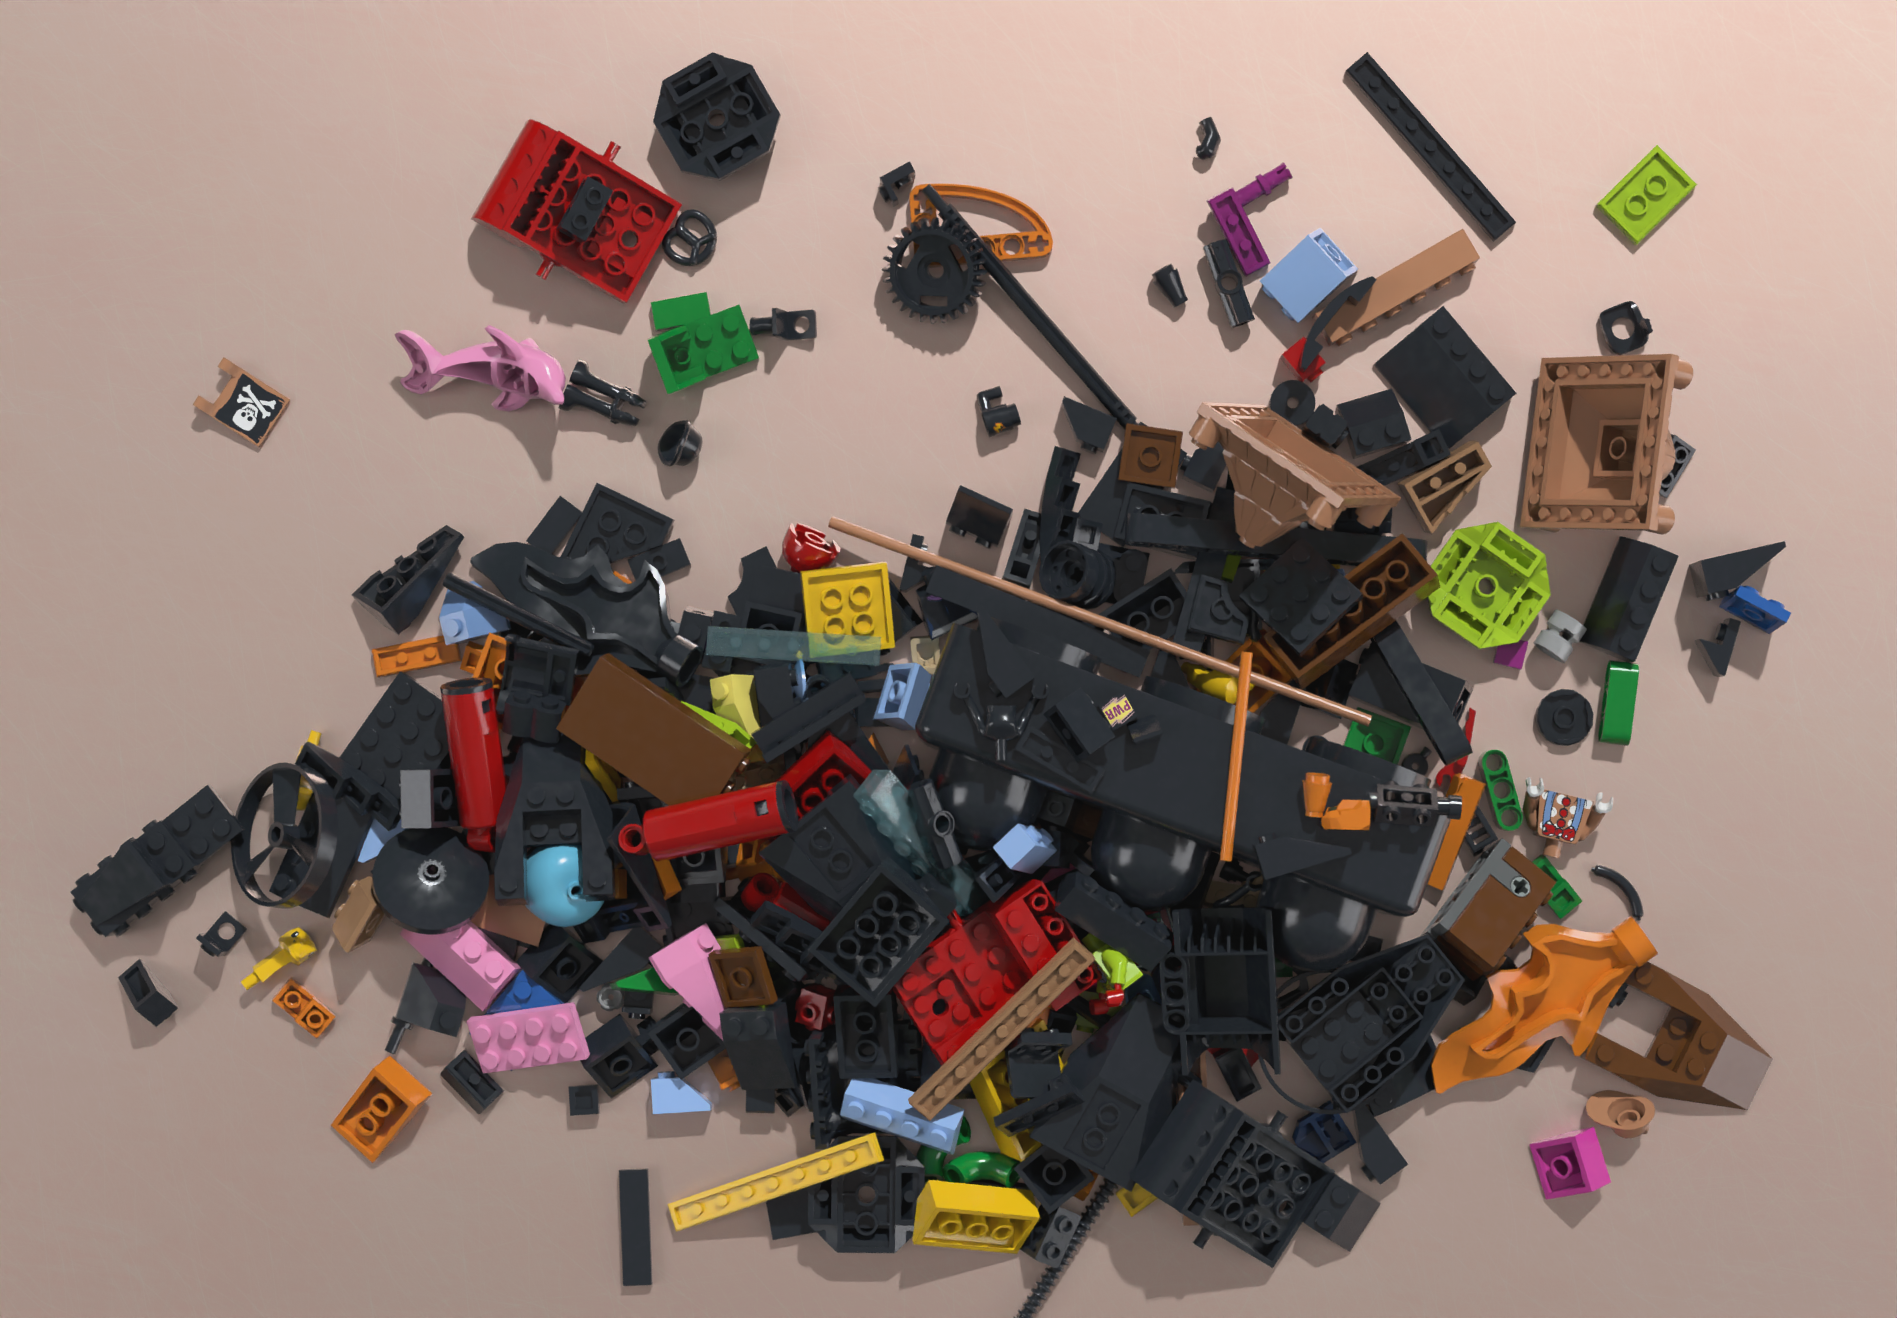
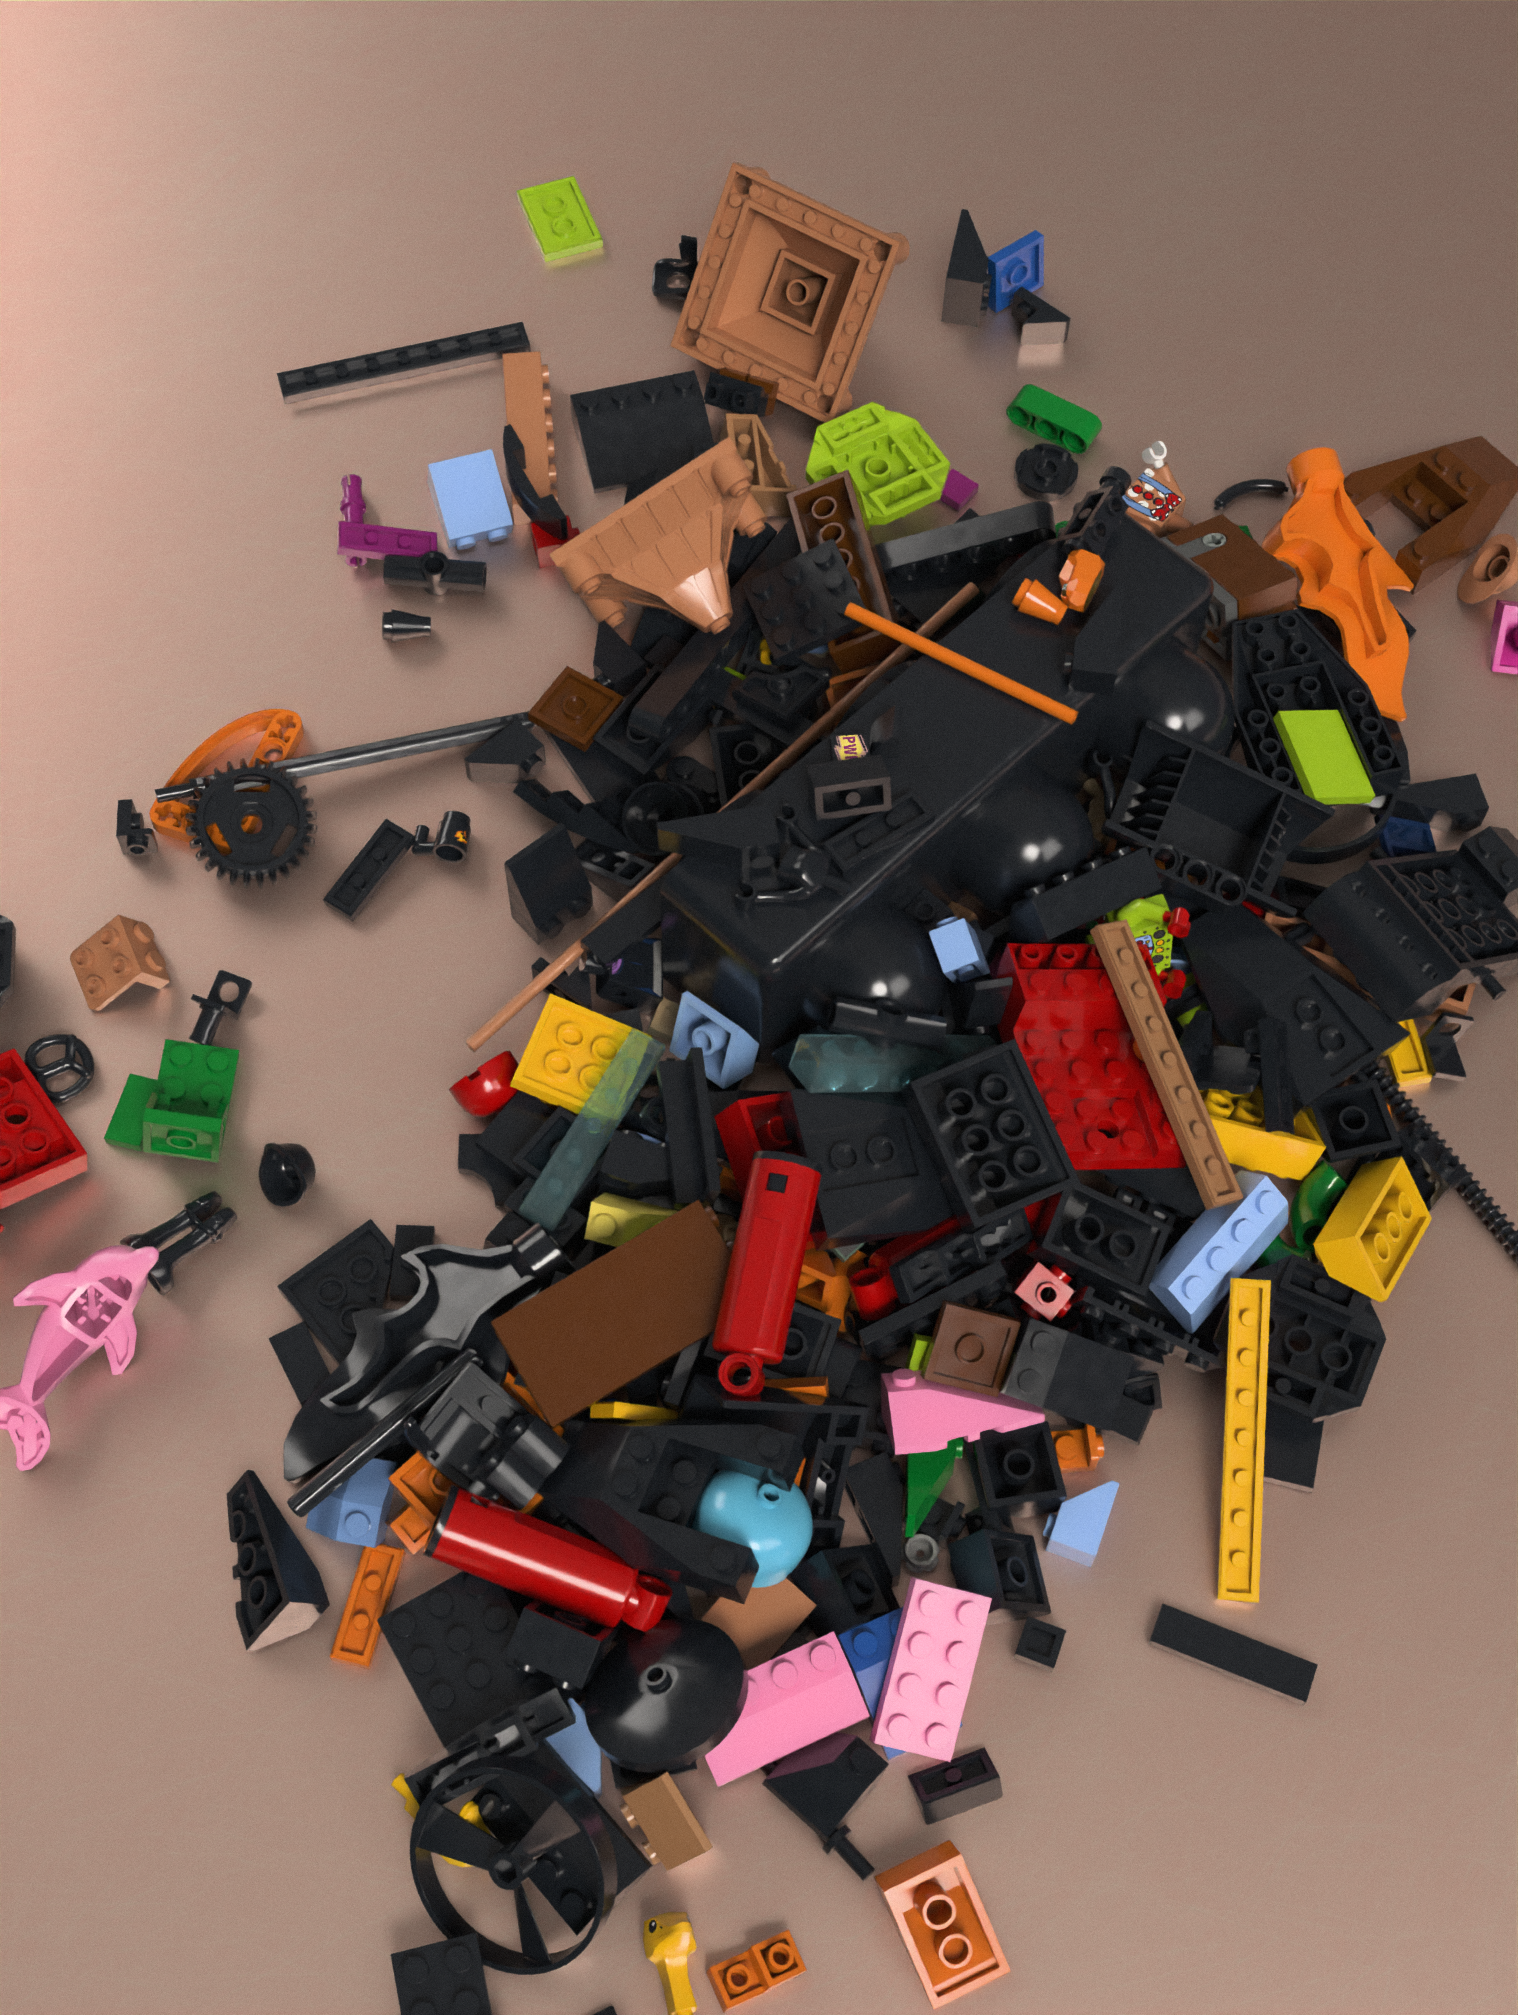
camera: 70 degrees left, 25 degrees down
(786, 234) = (117, 959): none -> nougat bracket
(946, 371) = (369, 870): none -> black tile
(1153, 1219) = (1441, 1046): none -> black bracket
(1211, 140) = (275, 532): black arm -> none
(1331, 1048) = (1324, 756): none -> lime tile
(1513, 440) = (741, 392): none -> black hips
(1555, 645) = (961, 437): light grey wheel -> none
(1628, 598) = (952, 371): black slope -> none

